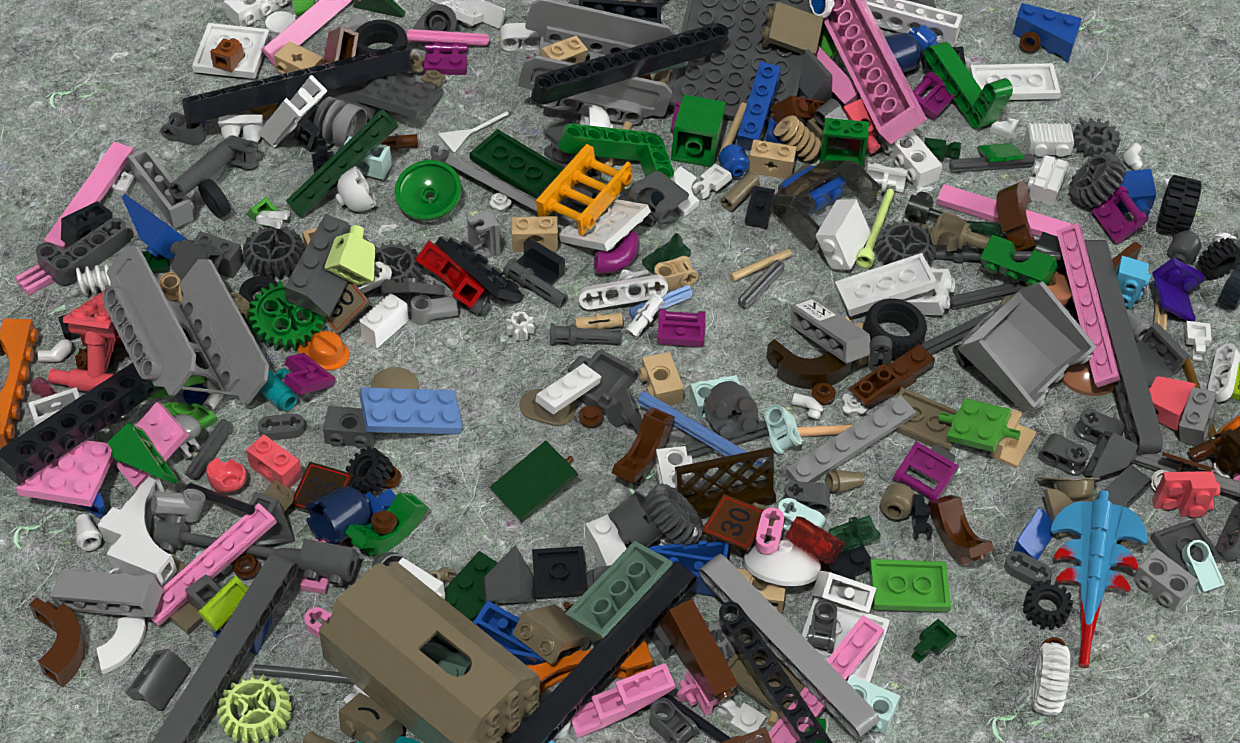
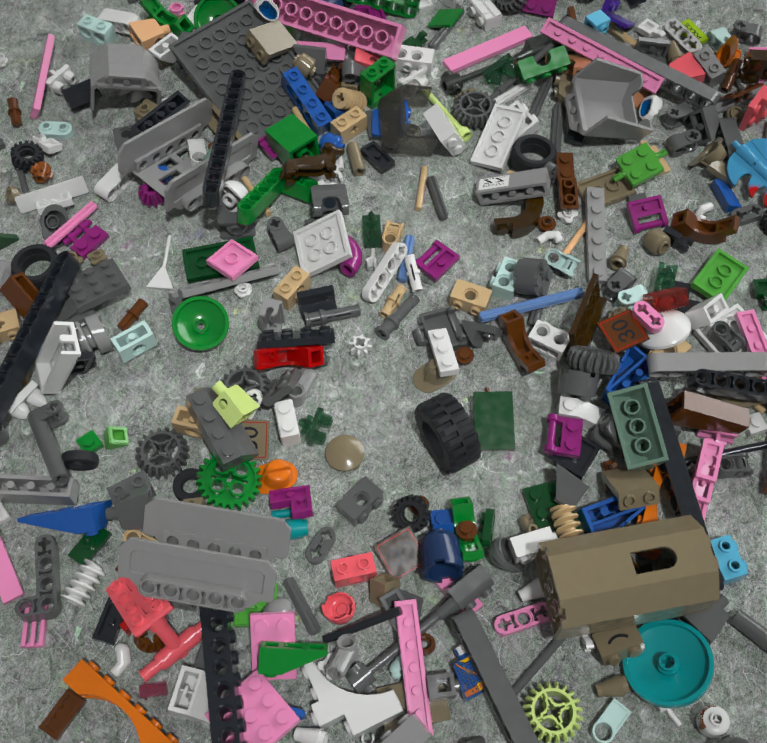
camera: 50 degrees left, 10 degrees up
(83, 222) = (23, 564): black brick -> none
(223, 603) = (462, 678): lime tile -> none
(242, 198) = (90, 442): none -> green plate
(265, 218) = (131, 442): white helmet -> none
(322, 156) = (109, 369): black plate -> none
(348, 156) = (132, 358): dark green plate -> none
(355, 191) = (157, 367): white cylinder -> none
(399, 344) = (313, 435): none -> clear green hips
(410, 411) = (380, 456): medium blue plate -> none
(411, 544) = (488, 520): none -> dark green plate
(466, 594) = (565, 521): none -> tan piece
(470, 437) = (448, 432): none -> black tyre
(518, 168) = (232, 260): none -> bright pink plate
(567, 50) = (166, 169): tan brick -> none
(569, 554) = (570, 436): none -> magenta plate
(574, 174) = (279, 246): light orange fence -> none
(683, 157) = (312, 165): none -> dark brown animal
(795, 75) = (305, 64): none -> dark tan head
(955, 233) = (496, 77): dark tan piece -> none
(964, 267) = (512, 93): none -> white axle
(987, 521) = (702, 209): none -> white arm
(1012, 215) = (506, 41): reddish brown arch -> none
(1078, 398) = (650, 107): none -> white rock
(1187, 371) = (673, 52): none -> dark tan cone

